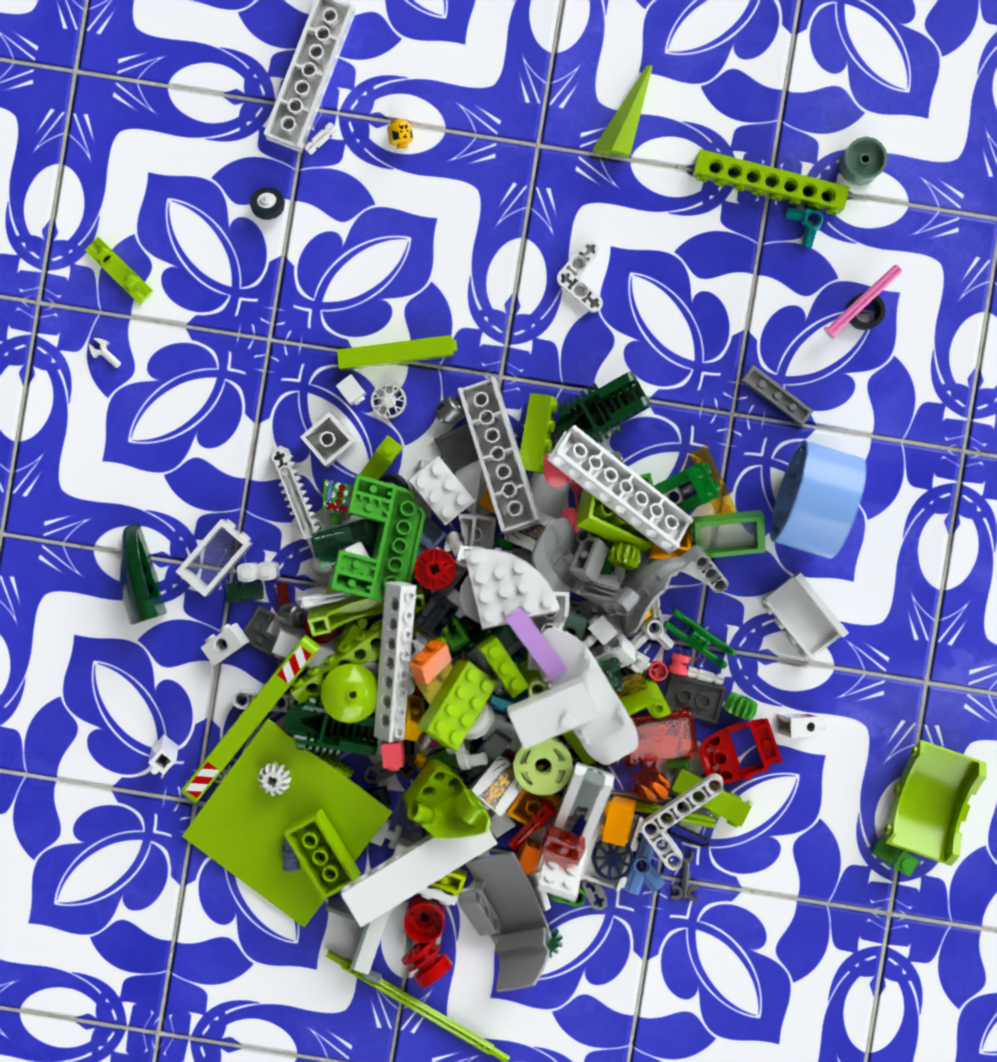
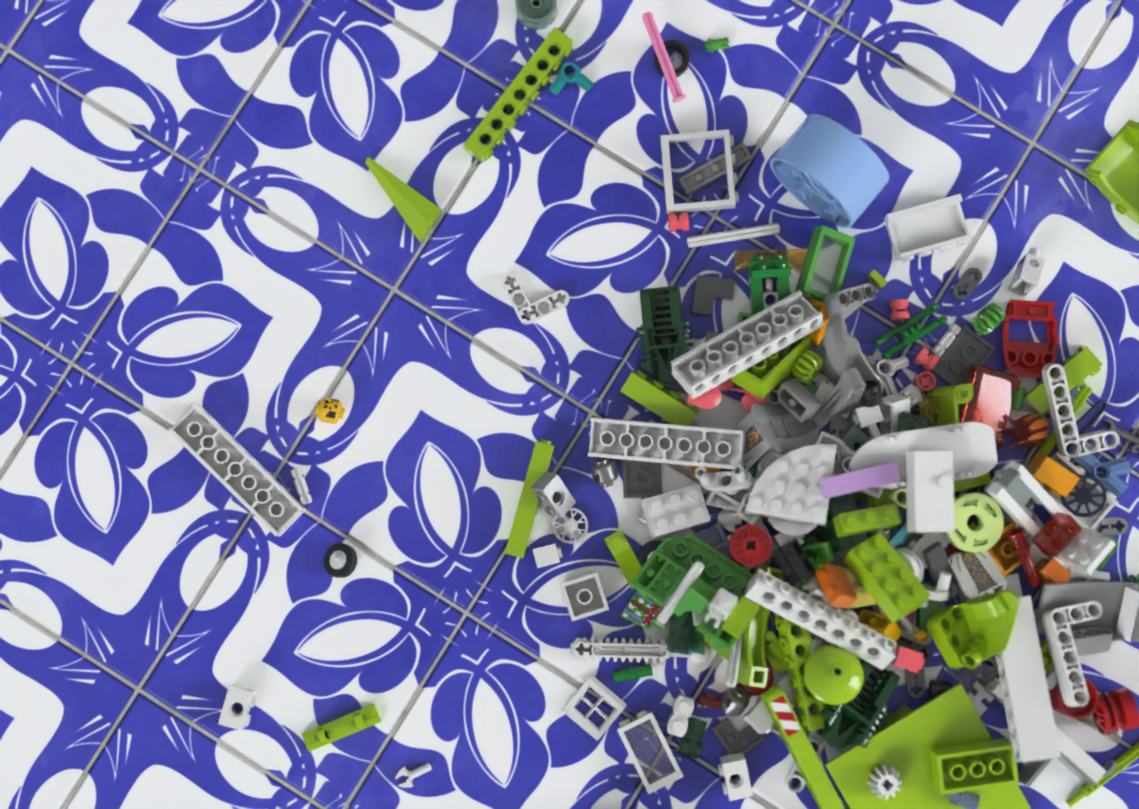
camera: 65 degrees left, 5 degrees down
(85, 164) = (229, 716): none -> white brick
(217, 486) = (582, 720): none -> white piece
(278, 513) = (633, 673): none -> green pin
(365, 586) = (740, 617): none -> lime tile
(367, 524) = (670, 606): none -> white axle
(367, 540) = (696, 598): none -> bright green arch
(367, 564) = (721, 606): none -> white brick
(407, 381) = (553, 495): none -> light grey brick
(464, 895) = (1067, 647): none -> white beam
(484, 518) = (718, 481): none -> white connector
(620, 623) = (870, 395): none -> black wheel
(660, 435) = (710, 288): none -> dark grey tile
(712, 381) = (678, 221): none -> coral wheel
(719, 619) = (899, 310): none -> coral wheel
(721, 438) = (733, 235): none -> white axle
(735, 588) = (876, 279): none -> lime tile
(757, 422) = (731, 176): none -> white window
(768, 669) = (969, 286): none -> dark grey beam
(897, 347) = (716, 44): none -> bright green pin

